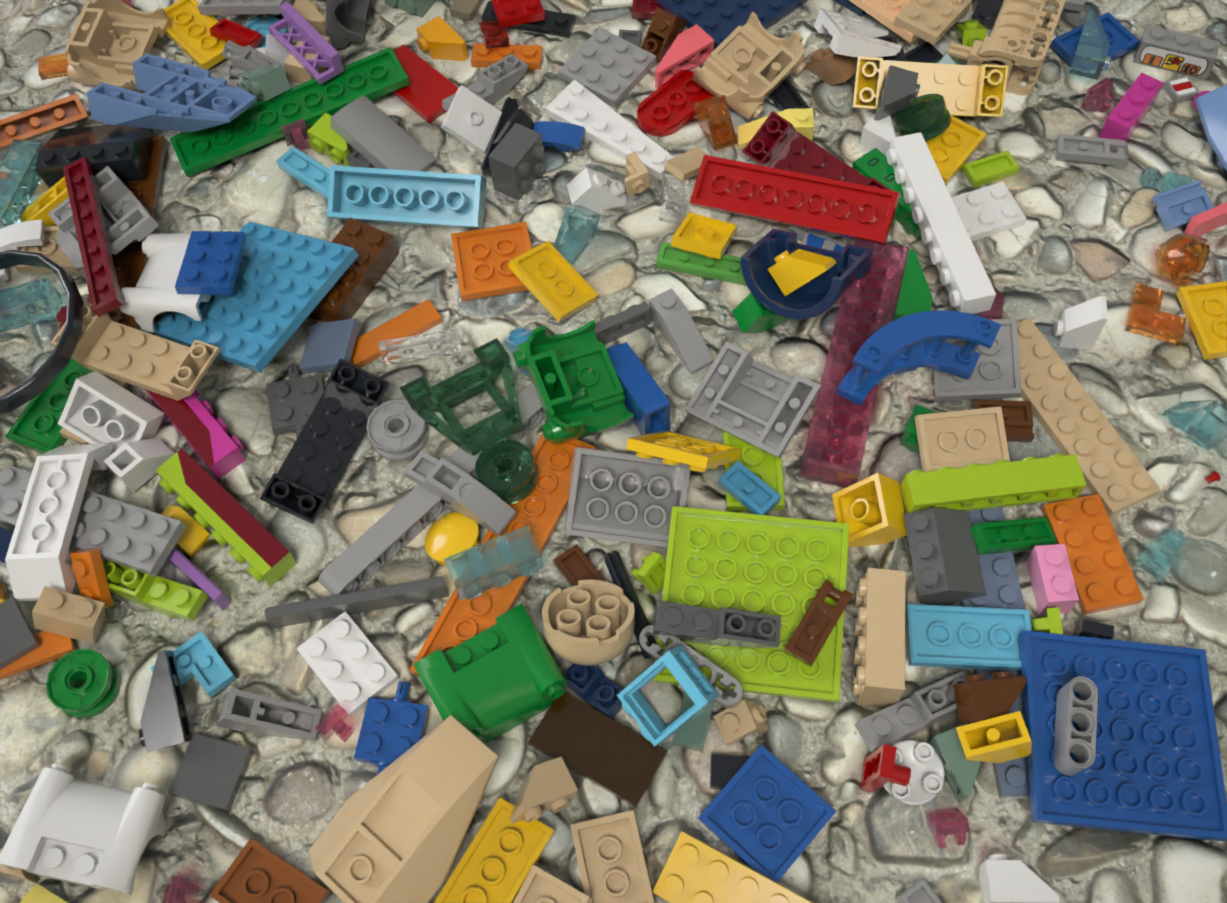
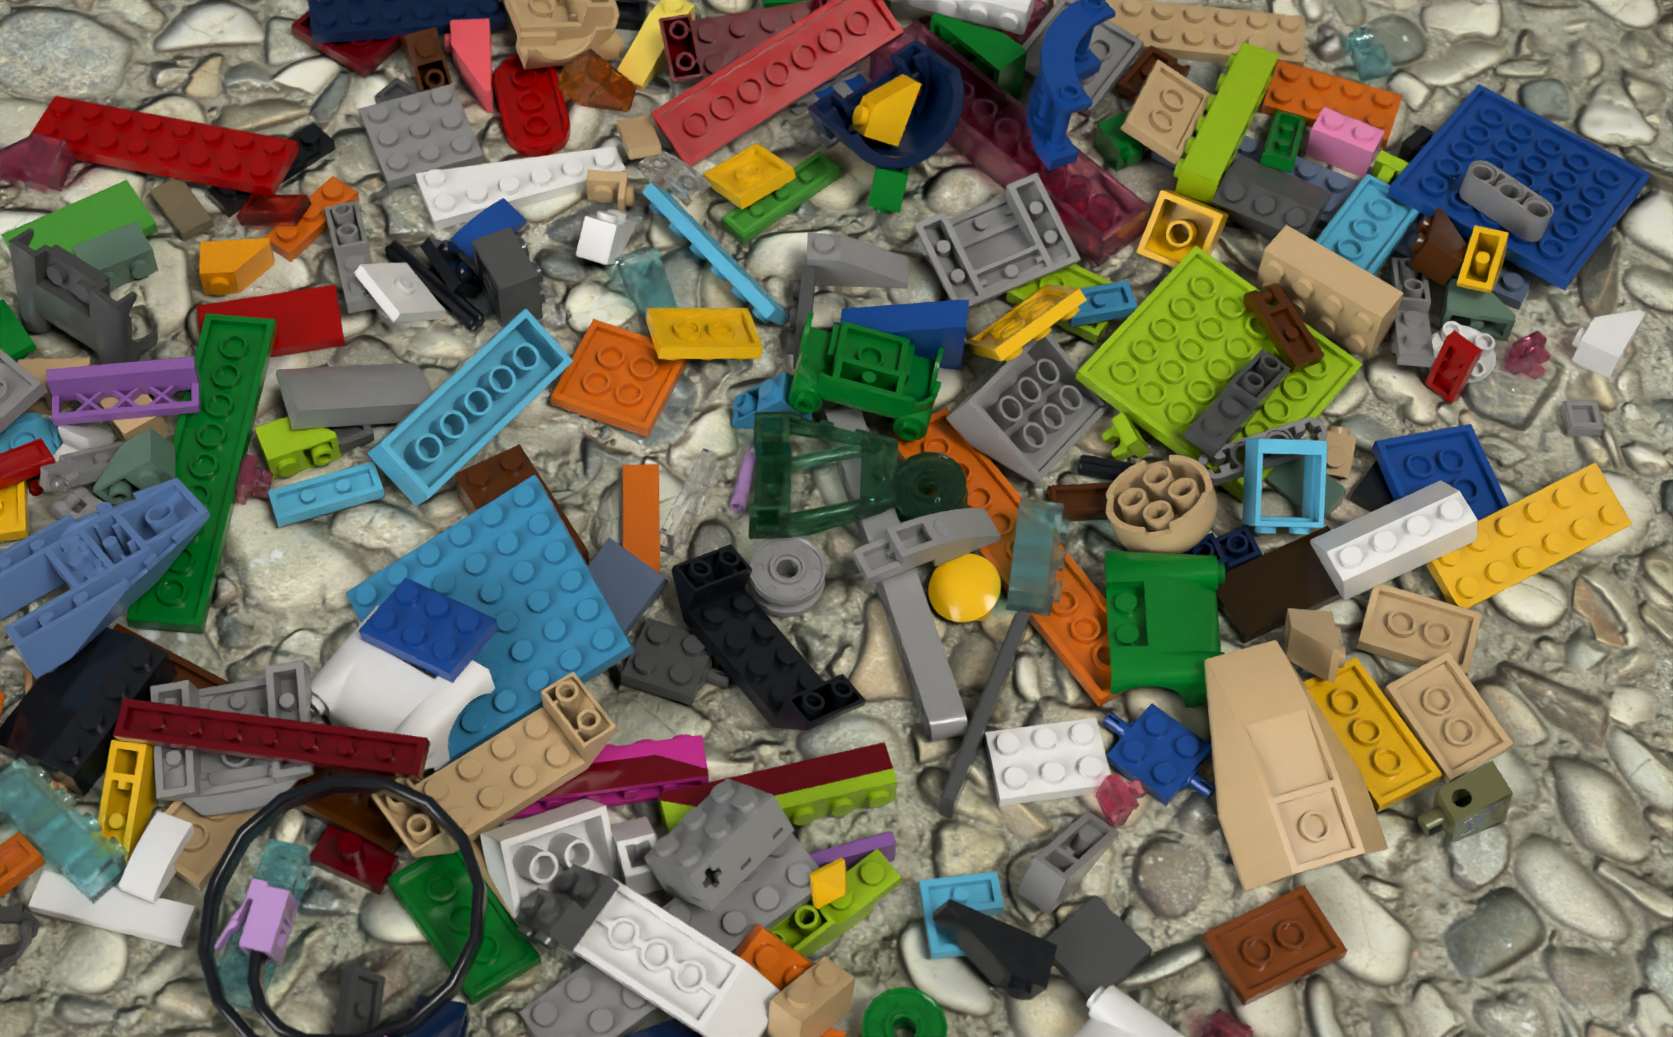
camera: 65 degrees left, 5 degrees down
(61, 440) = (567, 912): none -> dark grey plate
(136, 494) = (719, 844): none -> light grey piece
(149, 574) = (829, 883): none -> yellow slope
(448, 372) = (743, 482): none -> lavender piece
(627, 254) = (724, 265): none -> medium azure plate
(670, 802) = (1396, 538): none -> white slope

